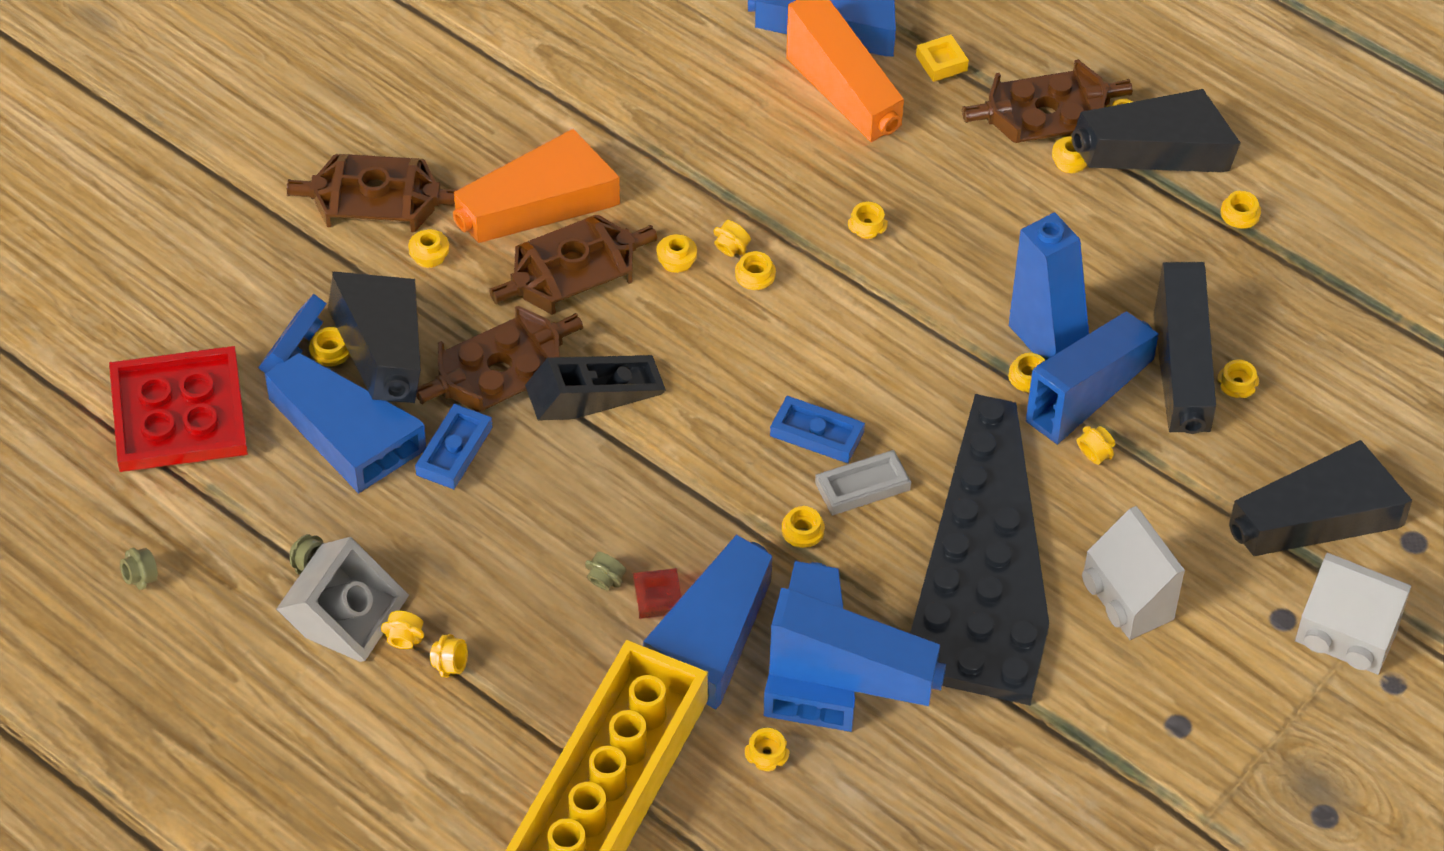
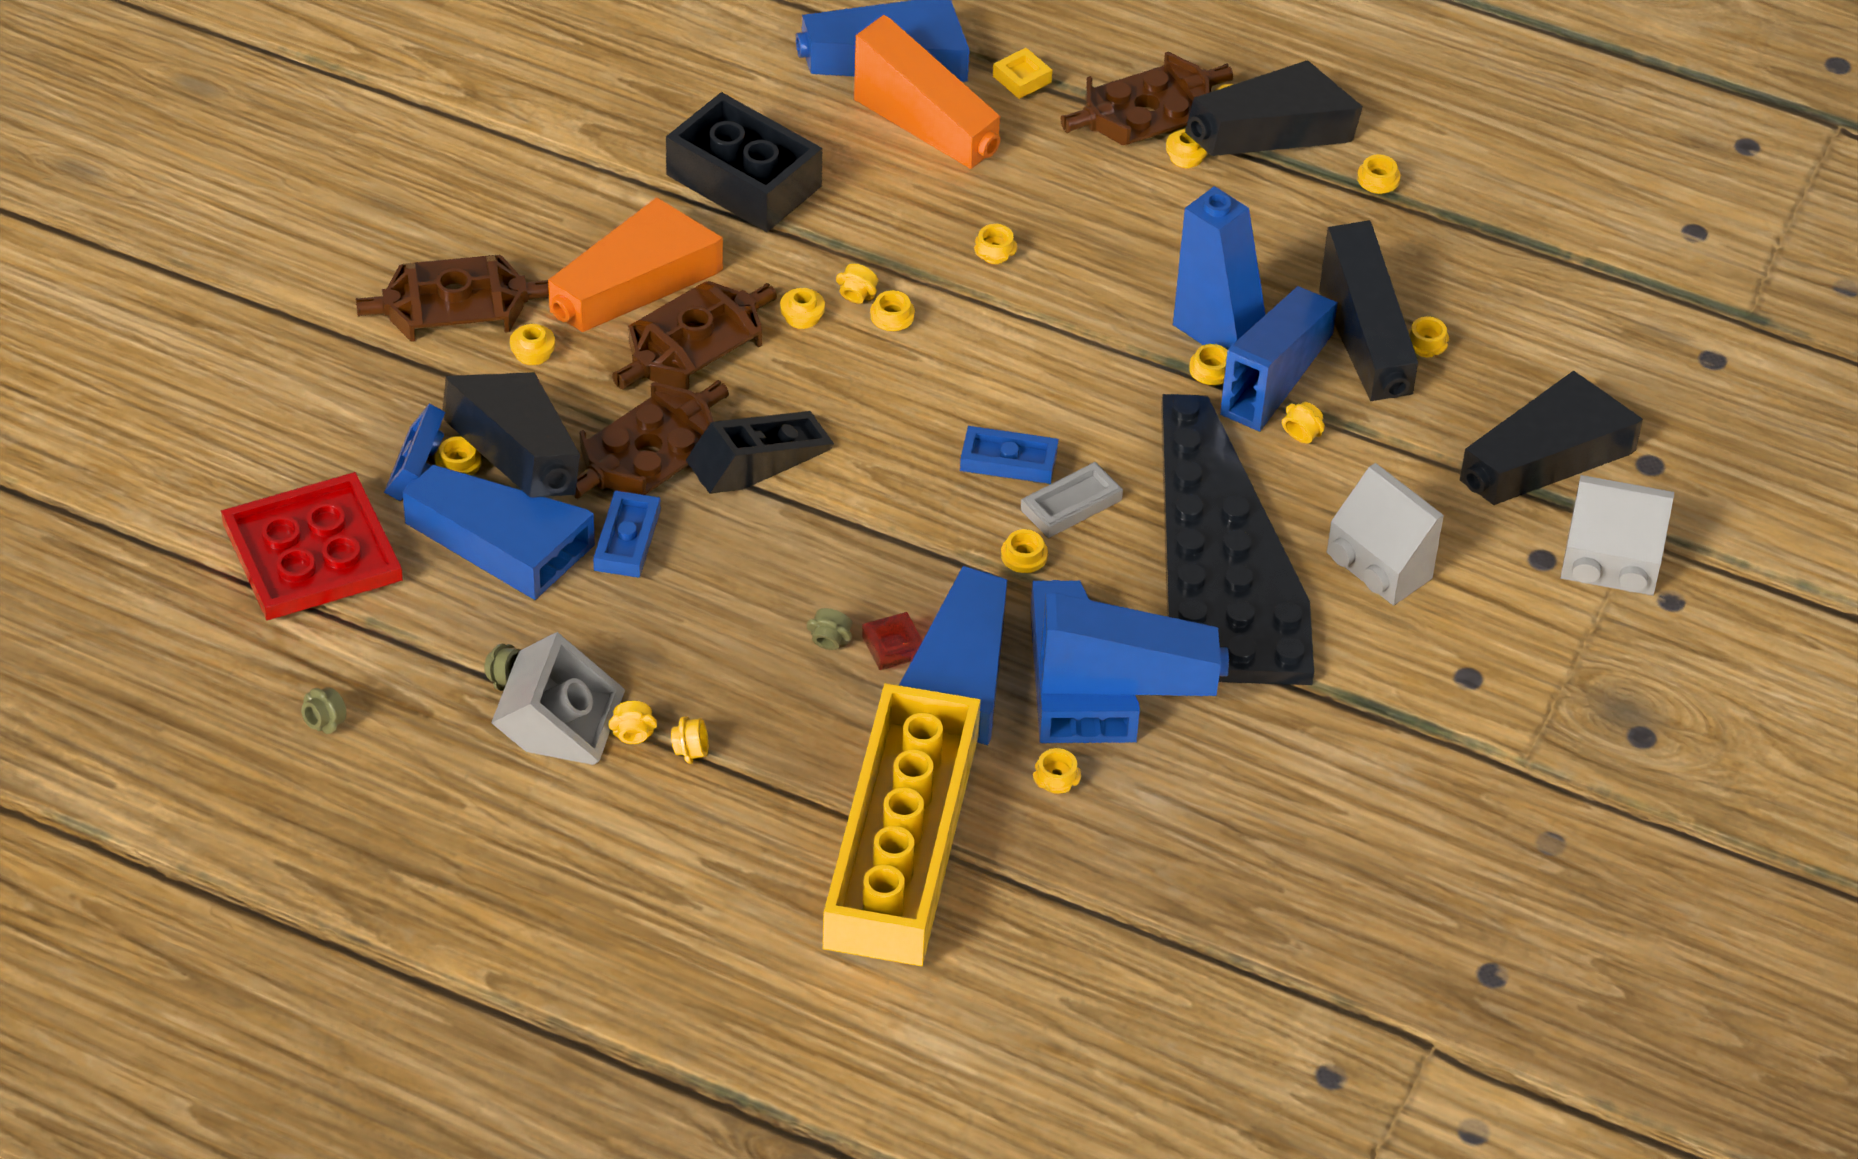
camera: 15 degrees left, 5 degrees down
(663, 106) = (744, 161): none -> black brick

